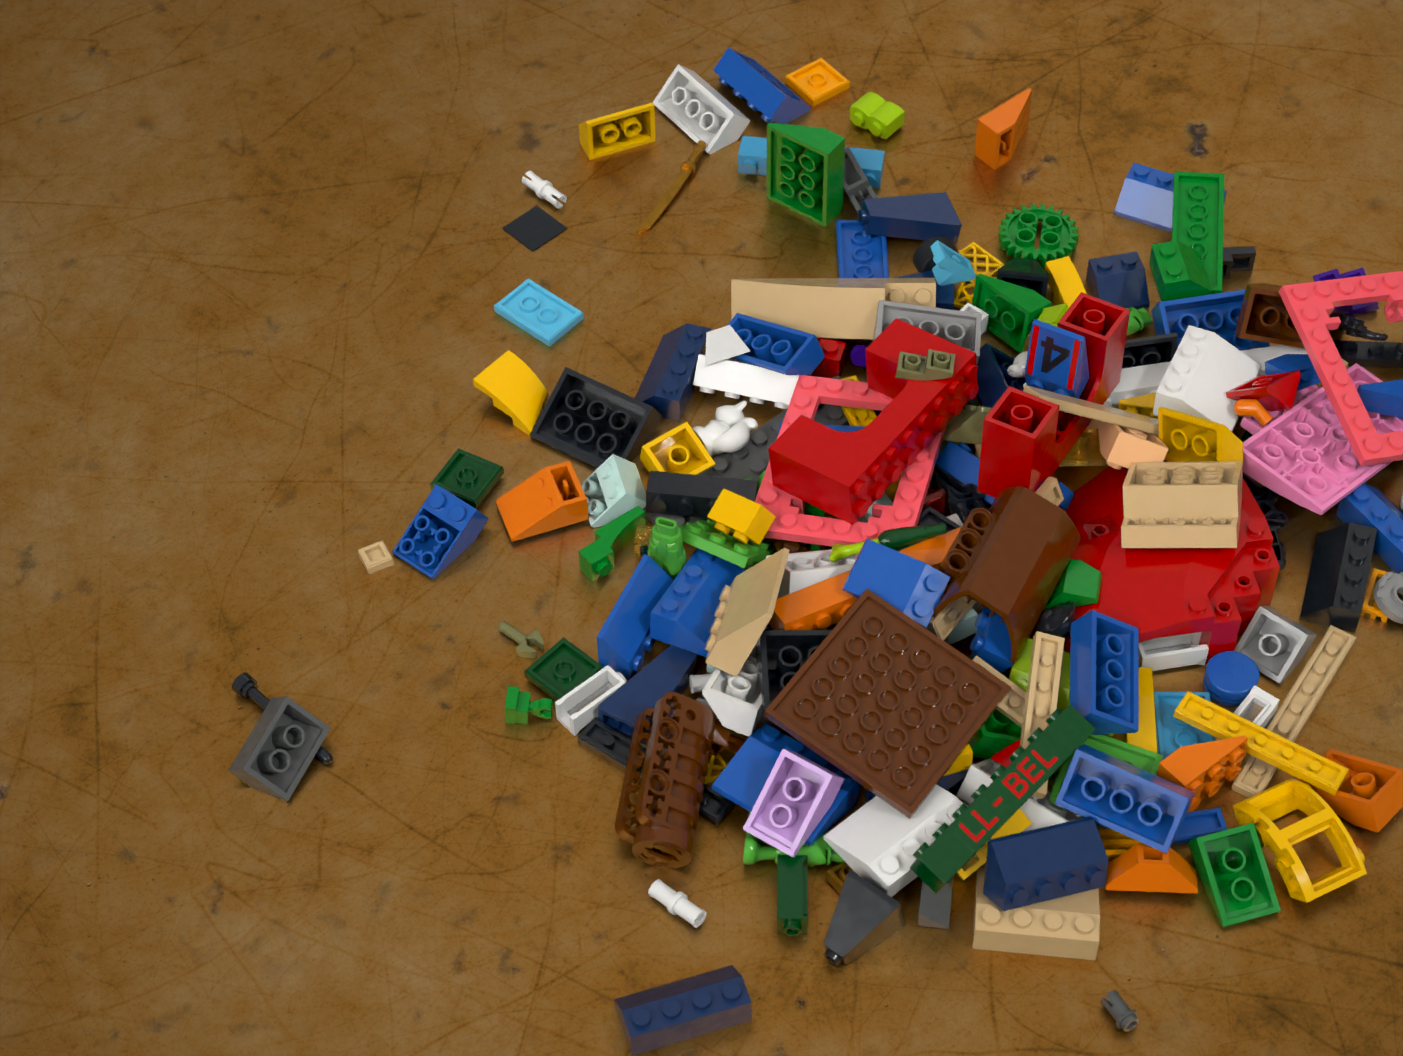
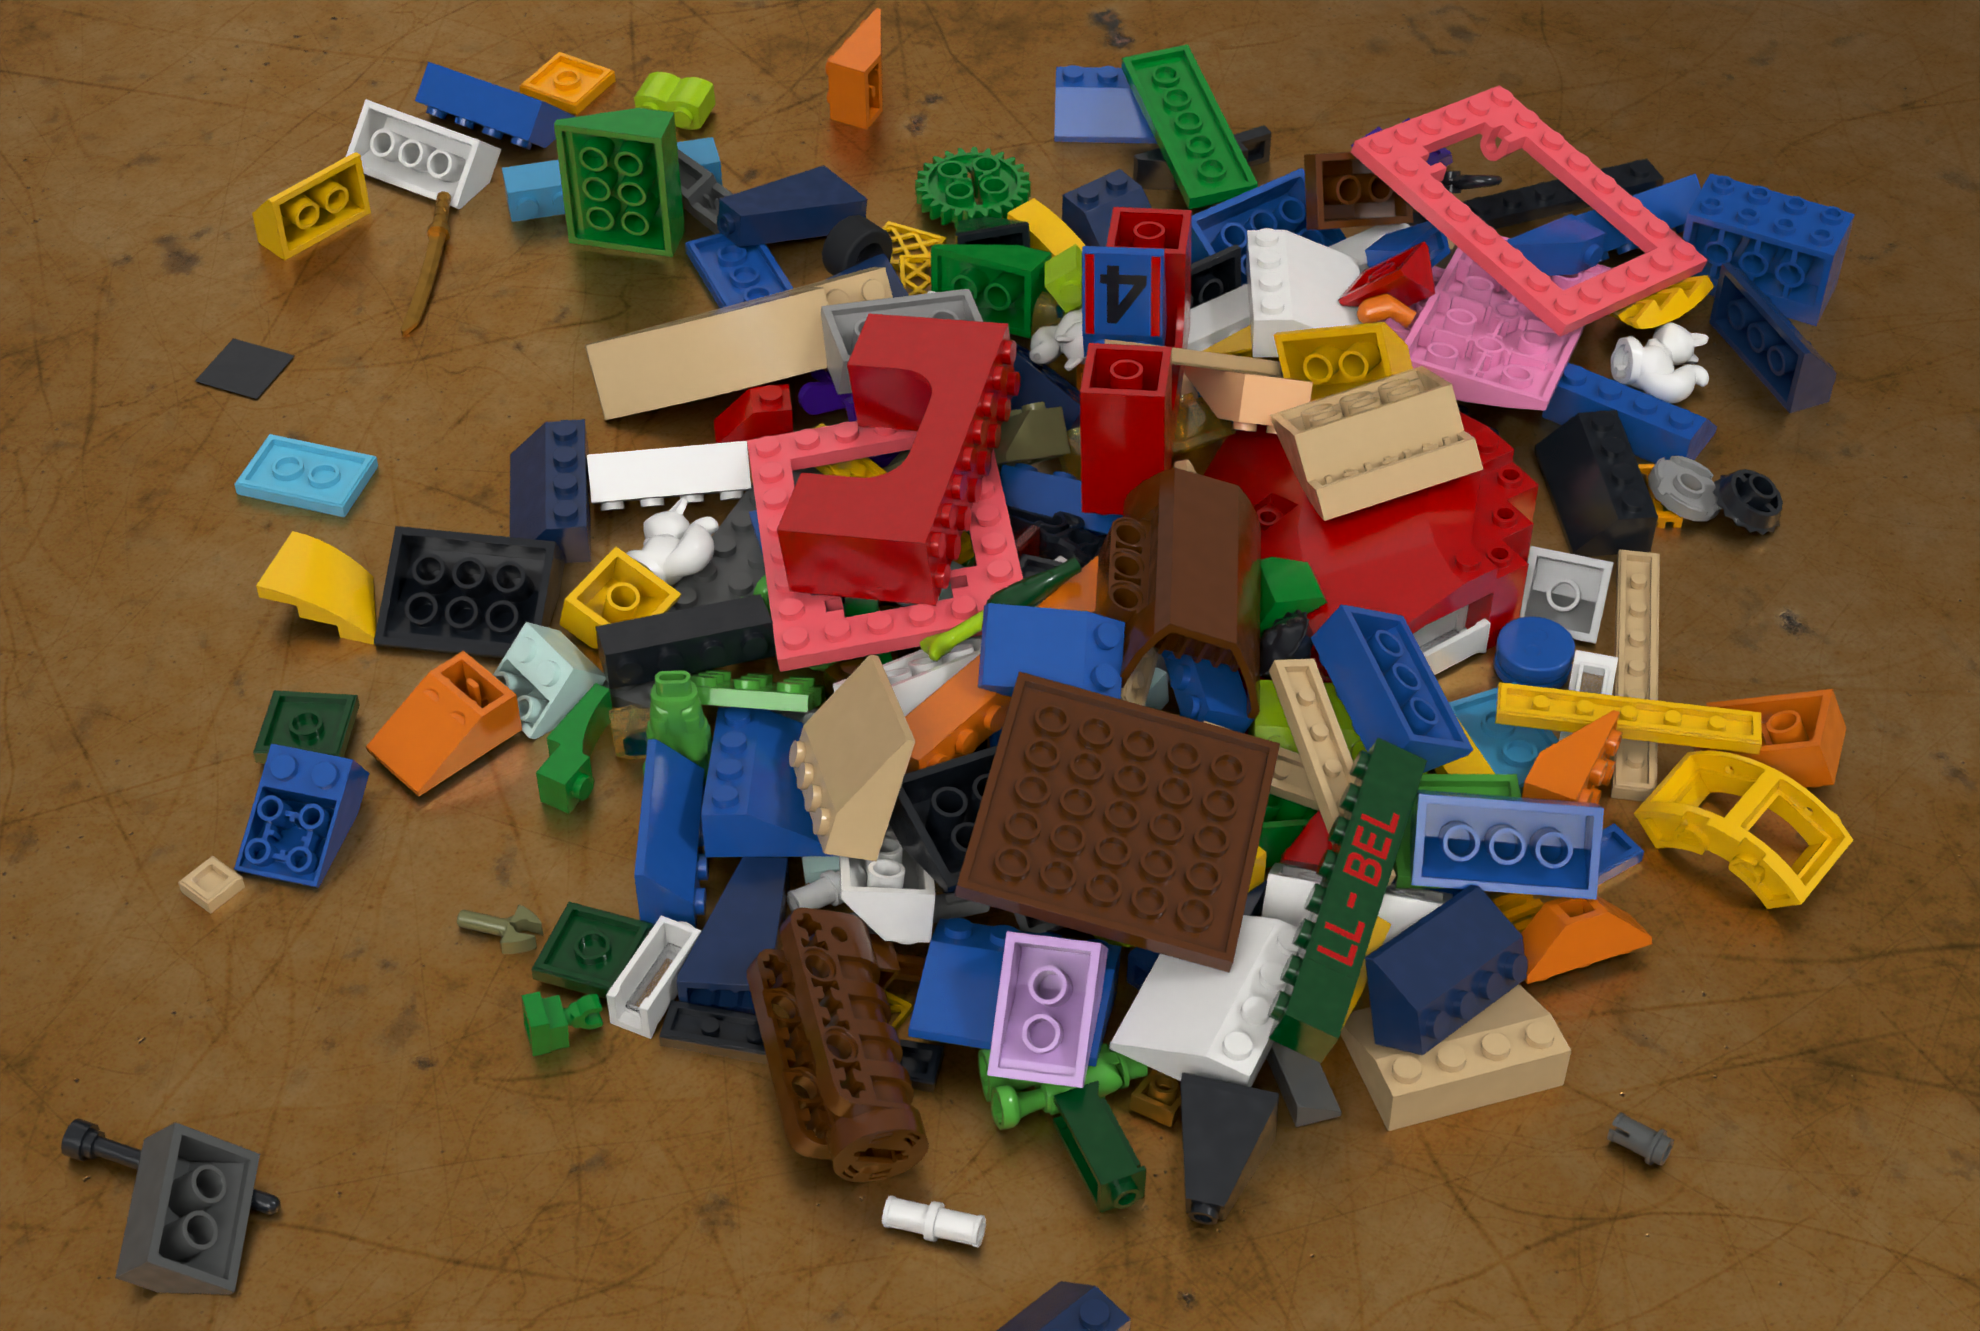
camera: 25 degrees left, 5 degrees down
(544, 189) = (237, 312): white pin -> none
(723, 344) = (617, 433): white sticker -> none
(740, 516) = (768, 644): yellow brick -> none
(777, 346) = (682, 415): blue slope -> none
(931, 367) = (958, 356): olive slope -> none
(950, 265) = (884, 247): medium azure slope -> none
(1178, 271) = (1190, 174): green slope -> none
(1235, 874) = (1686, 901): green slope -> none

